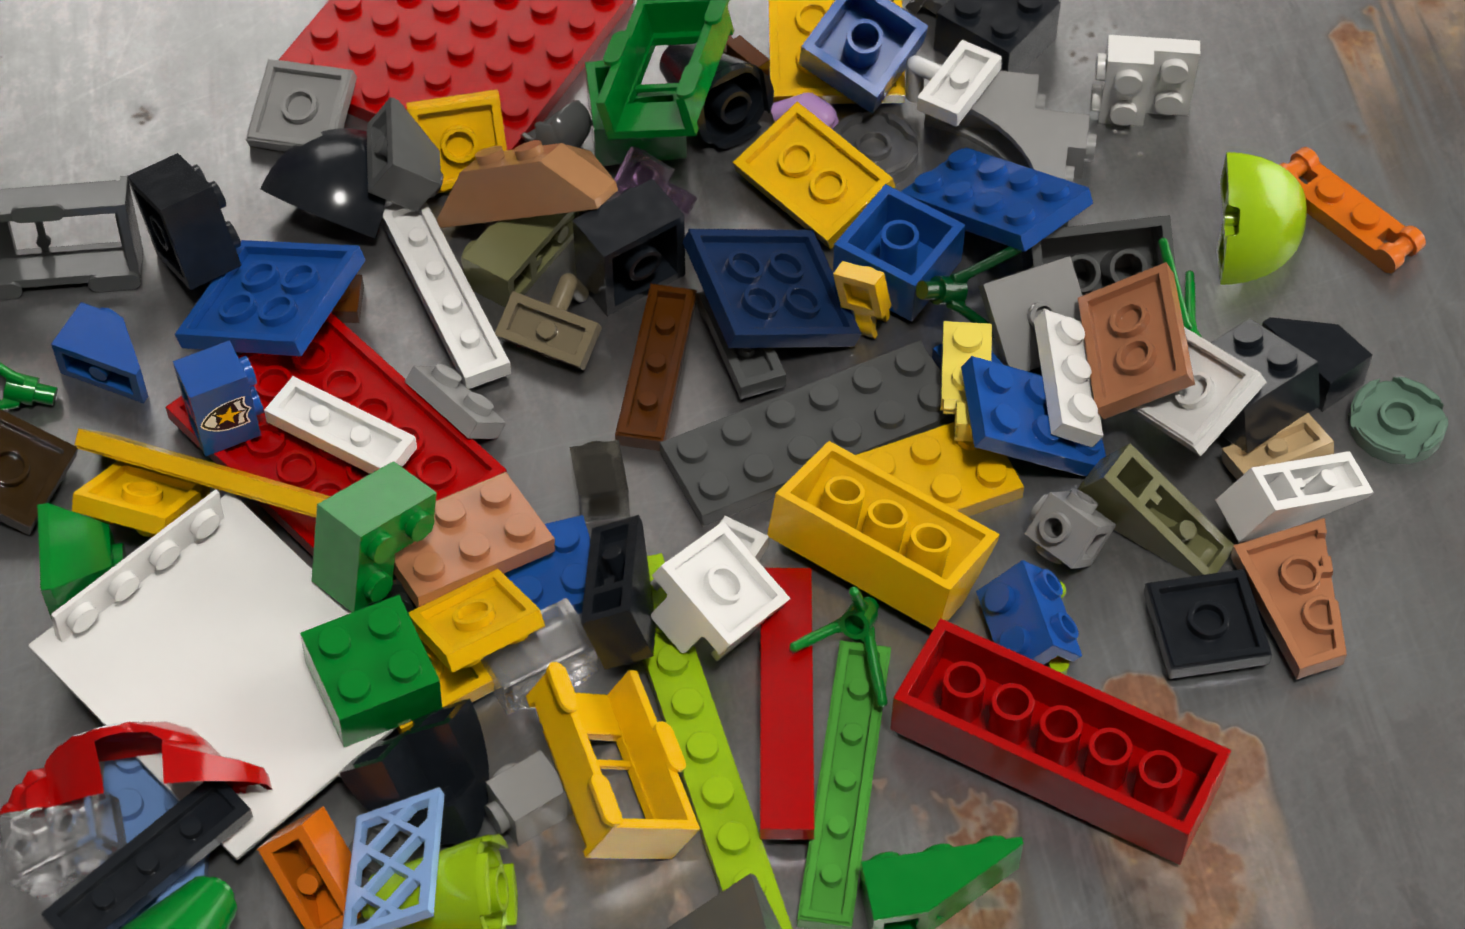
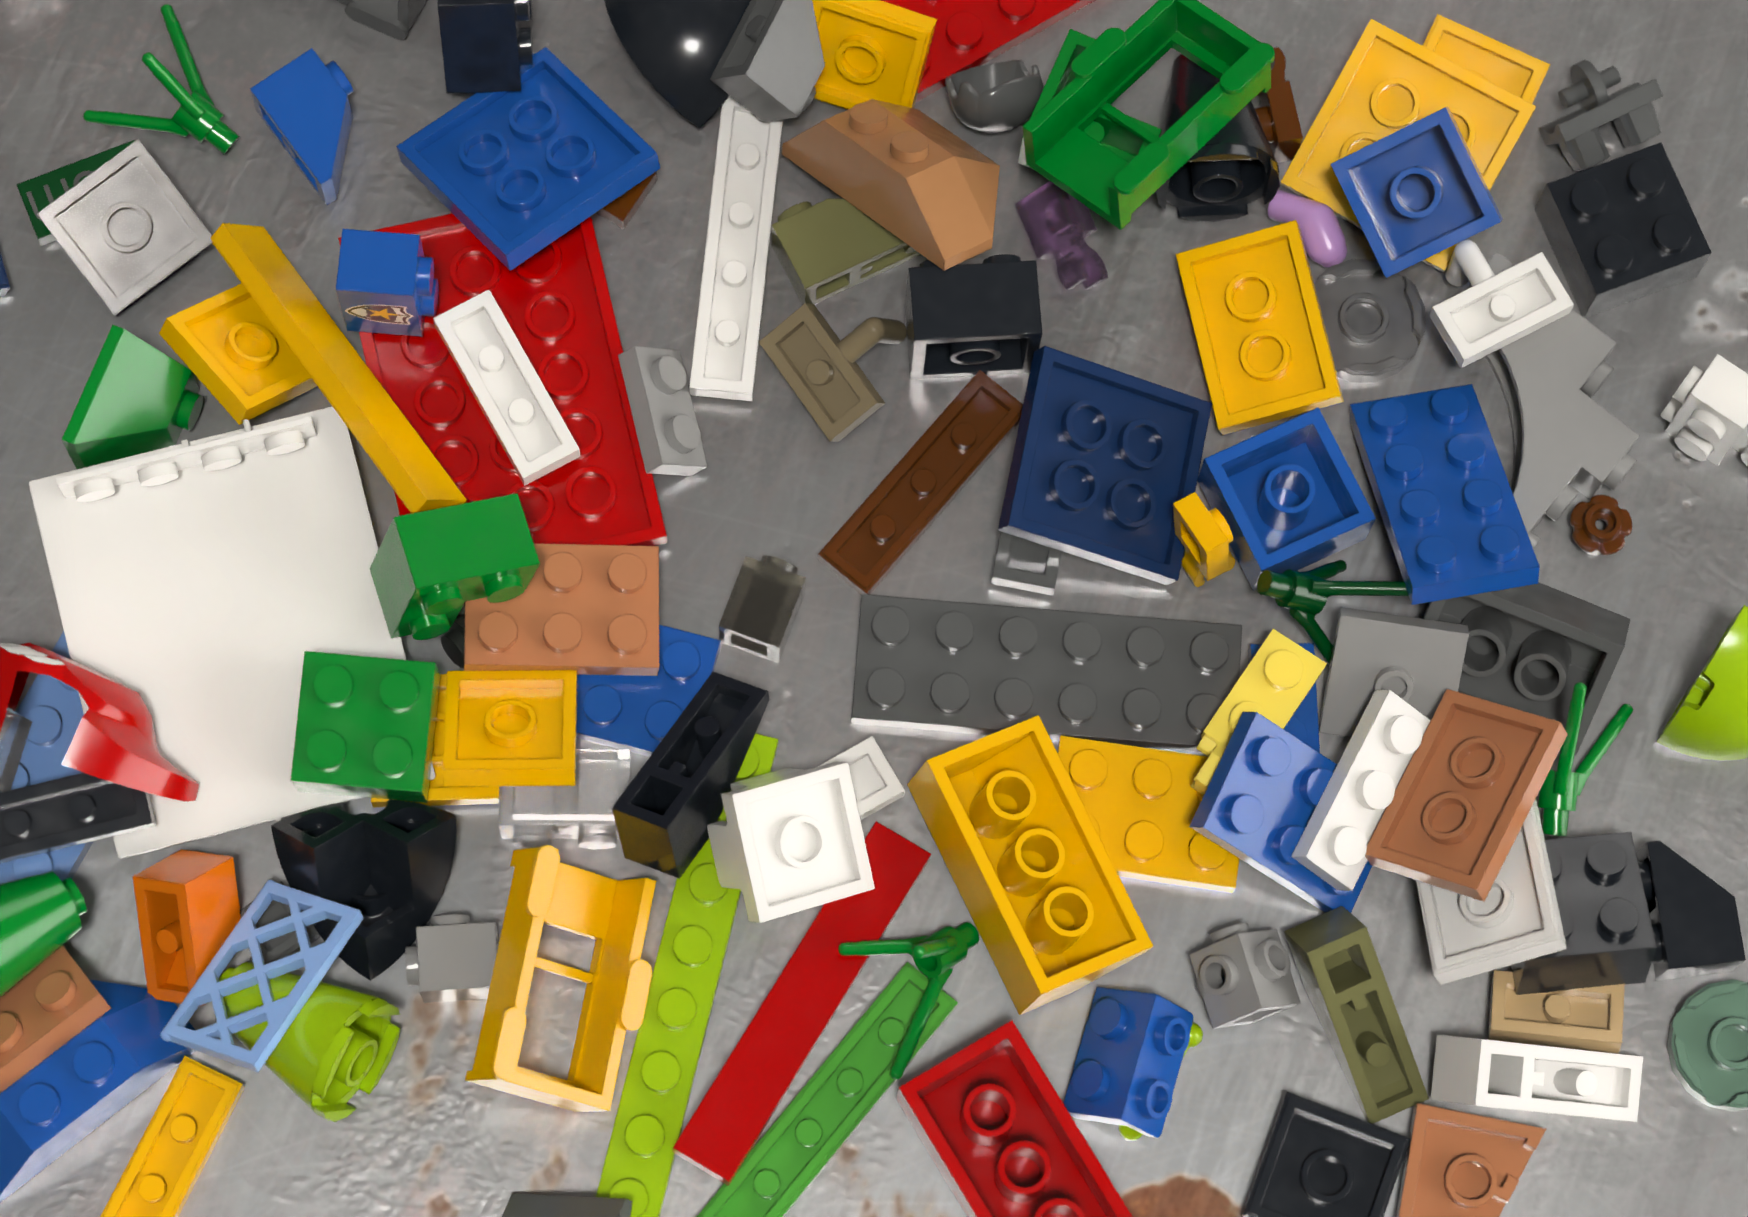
camera: 25 degrees right, 20 degrees up
(1102, 182) = (1598, 541): none -> reddish brown plate

